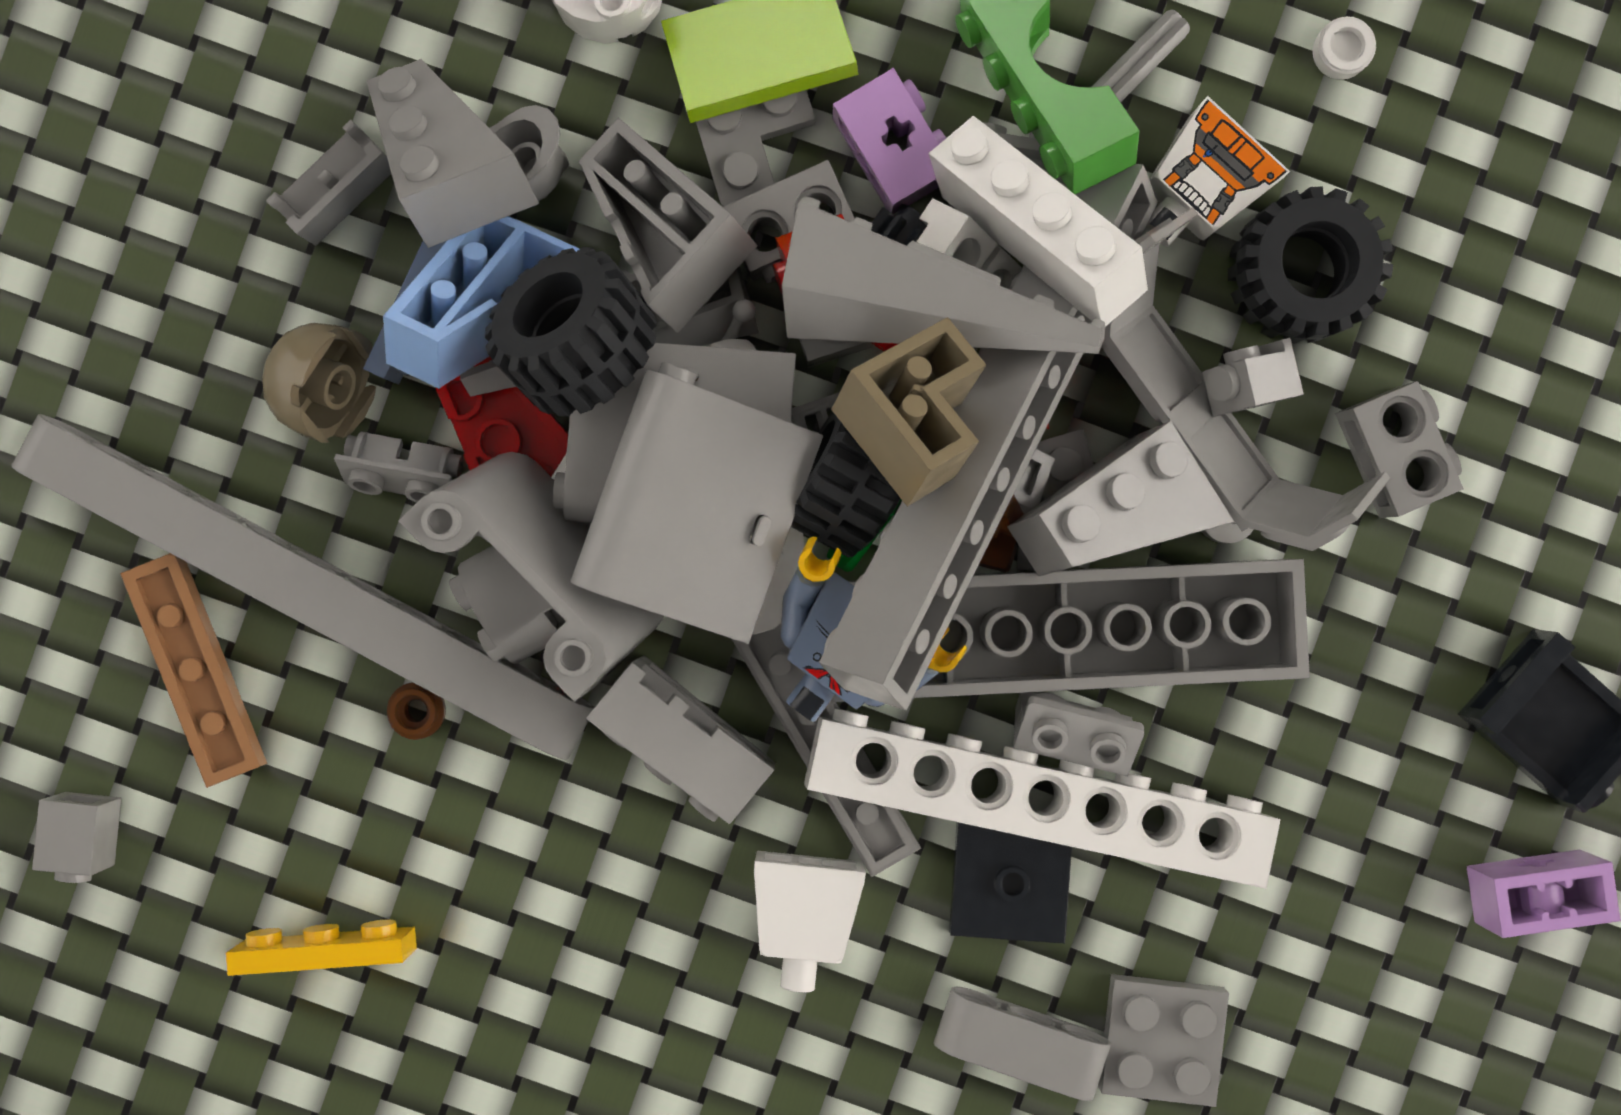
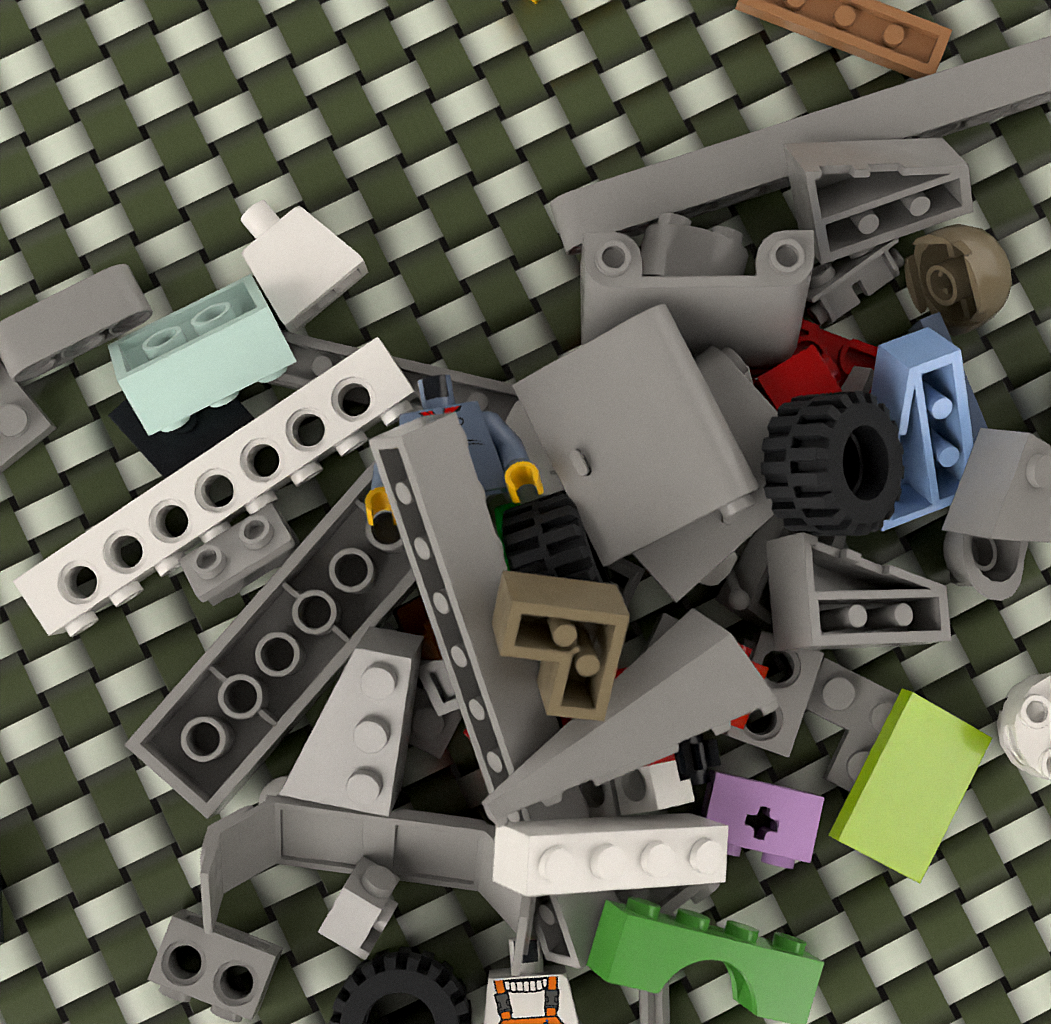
camera: 130 degrees right, 5 degrees down
(313, 510) = (874, 190): none -> light grey wedge
(404, 723) = (676, 121): reddish brown plate -> none
(523, 427) = (800, 375): none -> red brick
(682, 740) = (490, 289): light grey wedge -> none
(953, 915) = (200, 356): none -> light aqua slope

